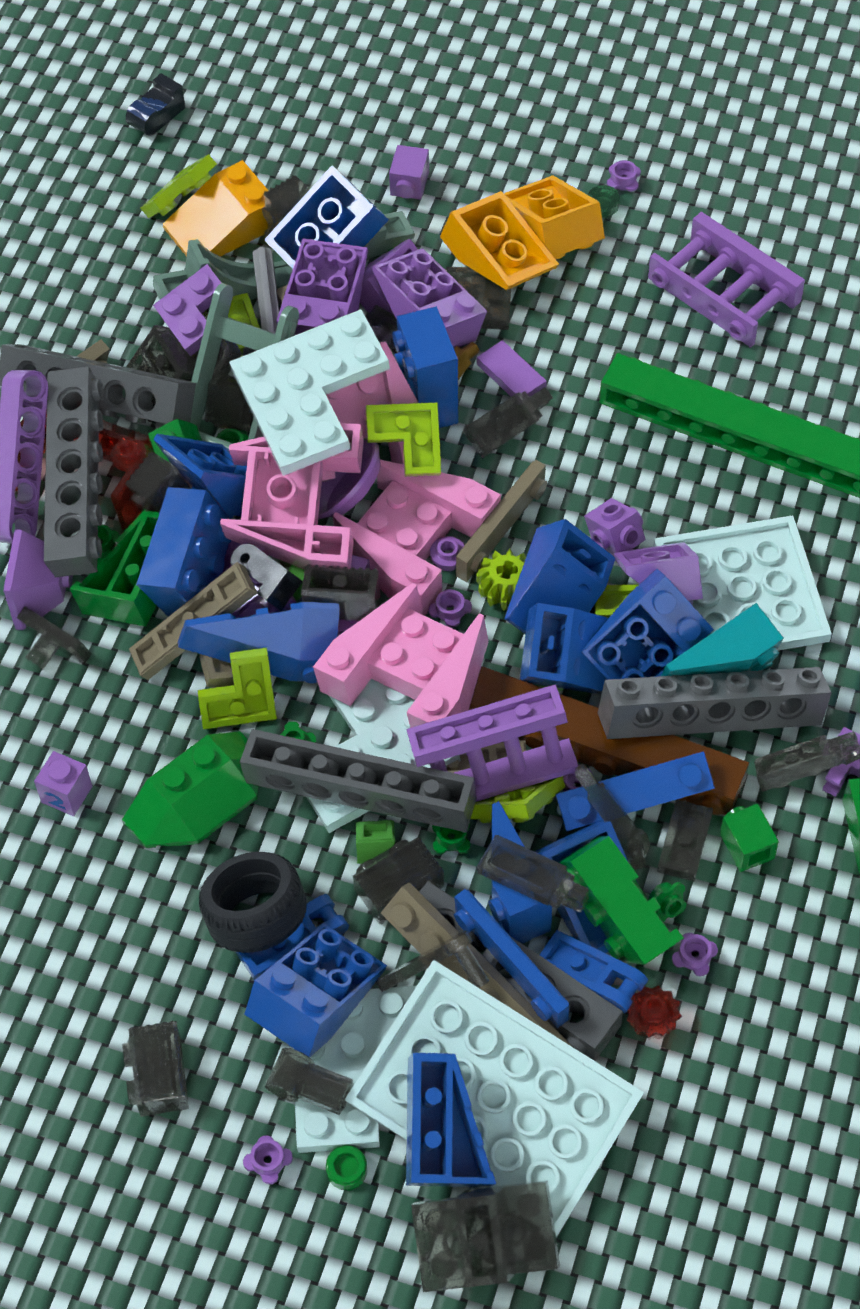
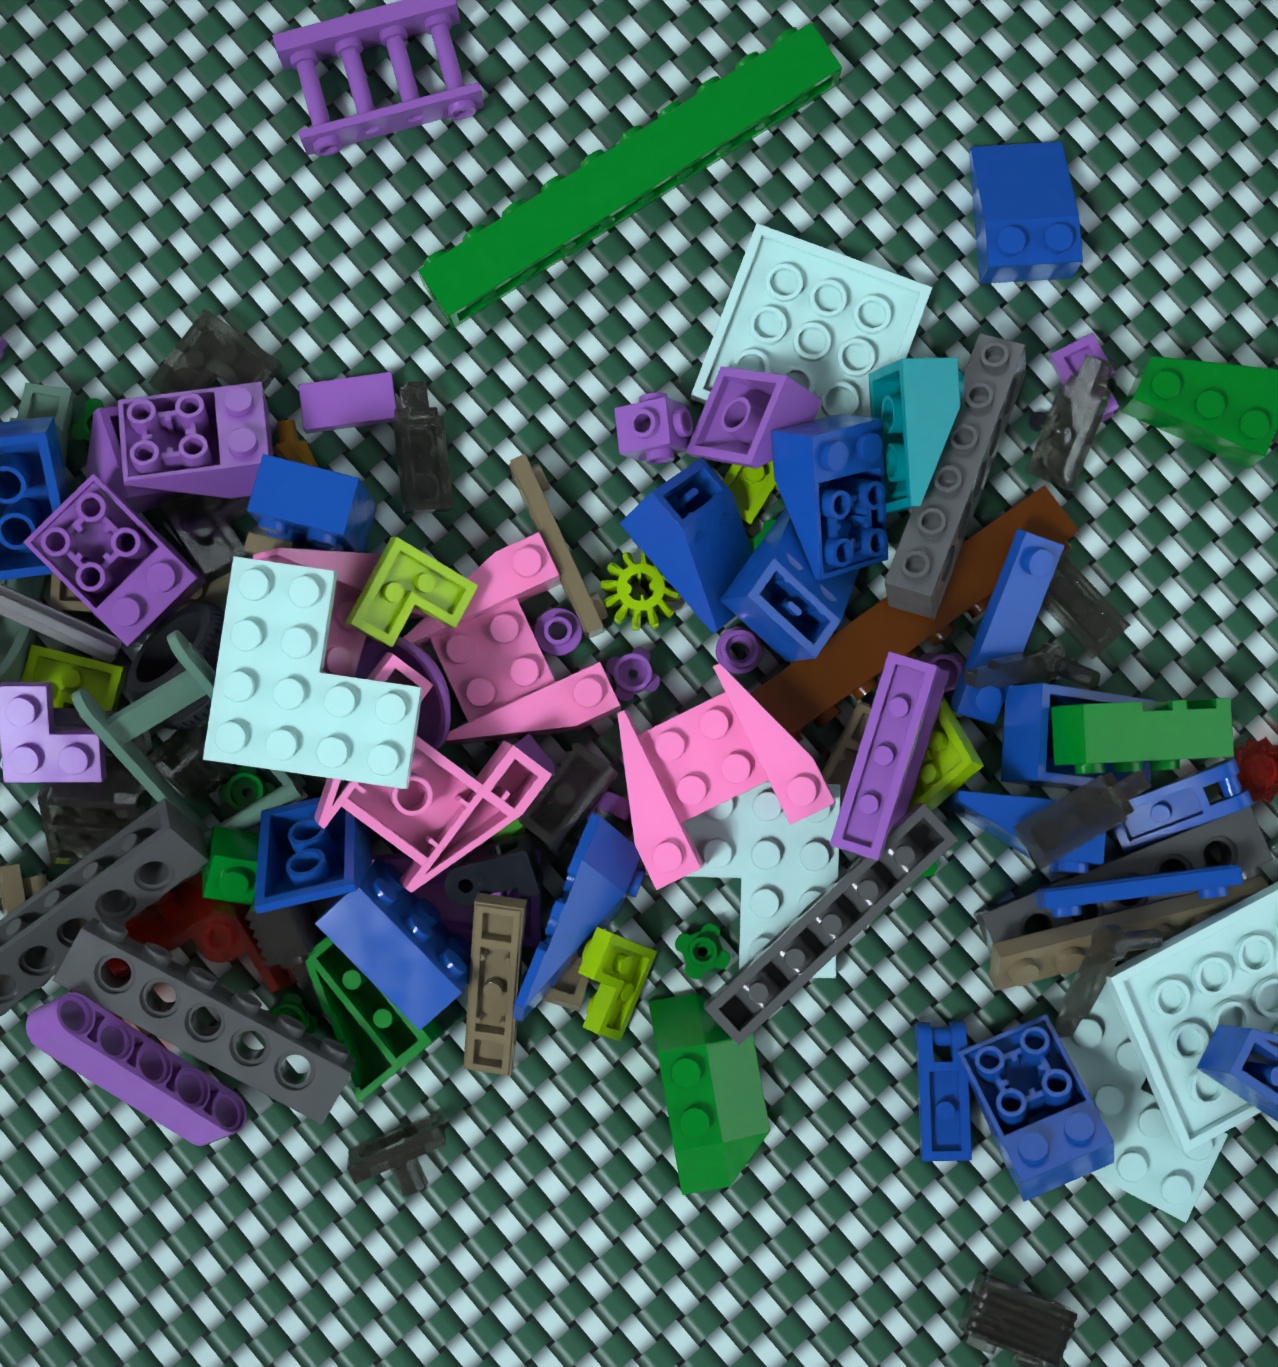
camera: 60 degrees left, 25 degrees up
(29, 579) = (309, 1146): medium lavender slope -> none
(63, 783) = (606, 1241): medium lavender brick -> none
(262, 925) = (846, 1125): black tyre -> none
(267, 1148) = (1191, 1264): medium lavender plate -> none
(299, 1078) = (1131, 1183): clear smoke piece -> none
(346, 1167) = (1231, 1182): green tile -> none
(373, 839) = (880, 937): bright green slope -> none
(381, 879) = (945, 939): clear smoke brick -> none
(497, 242) = (164, 303): light orange slope -> none
(504, 650) = (746, 637): none -> medium lavender plate
(559, 215) = (149, 207): light orange slope -> none
(608, 198) = (161, 132): clear green tile -> none
(624, 176) = (136, 72): medium lavender plate -> none
(670, 899) = (1139, 673): green plate -> none
(699, 944) = (1212, 668): medium lavender plate -> none
(748, 837) = (1116, 540): green brick -> none

